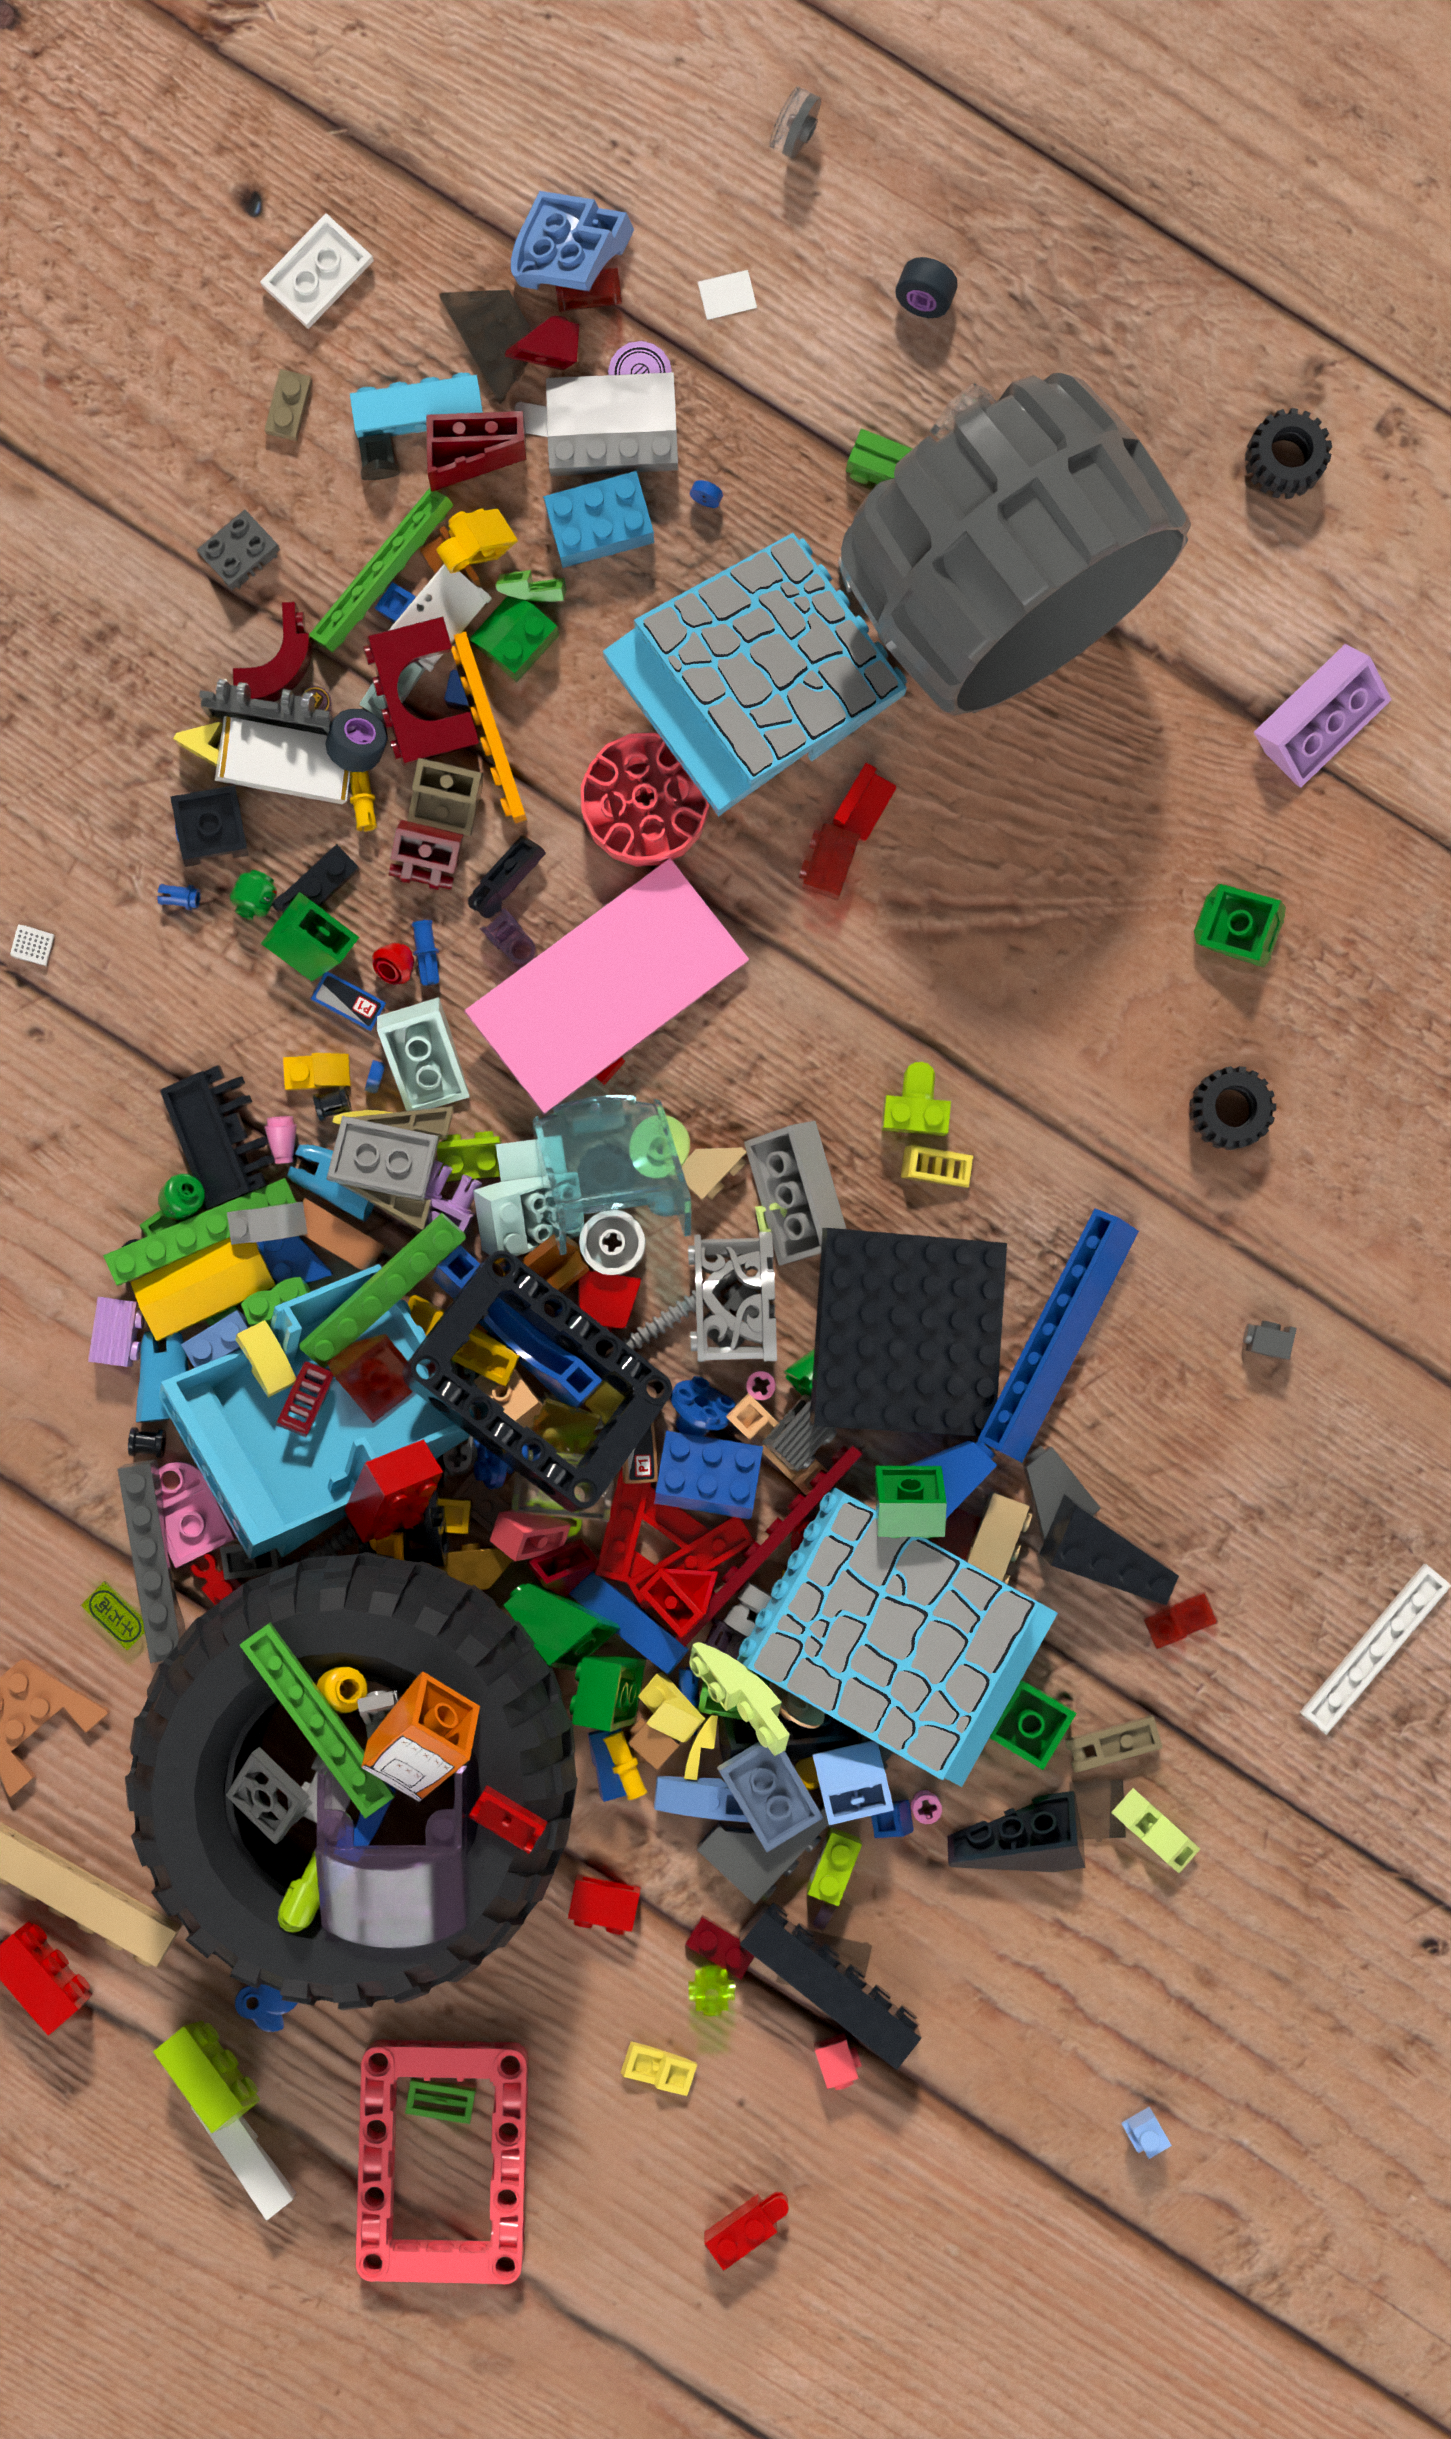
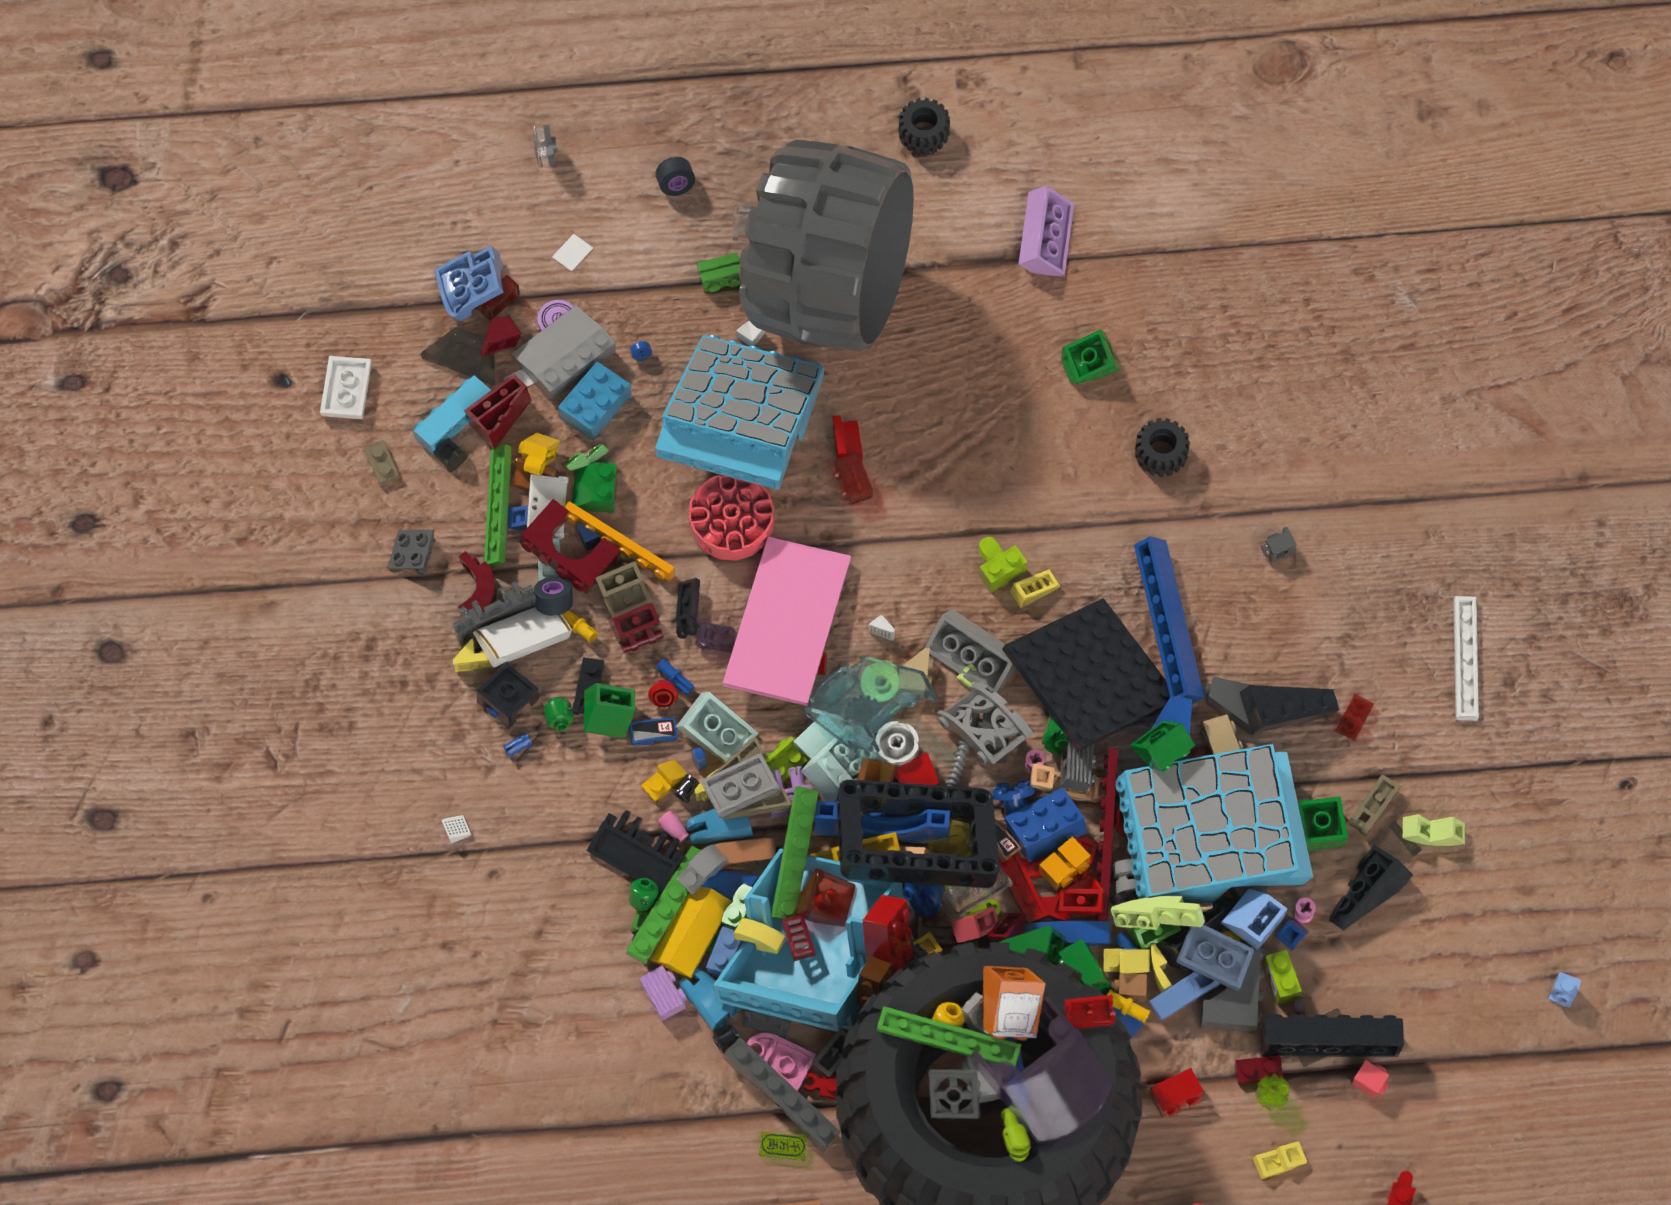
camera: 30 degrees left, 20 degrees down
(336, 1532) = (872, 978): none -> reddish brown brick
(690, 1541) = (1061, 867): none -> light orange piece
(715, 1079) = (882, 628): none -> white slope

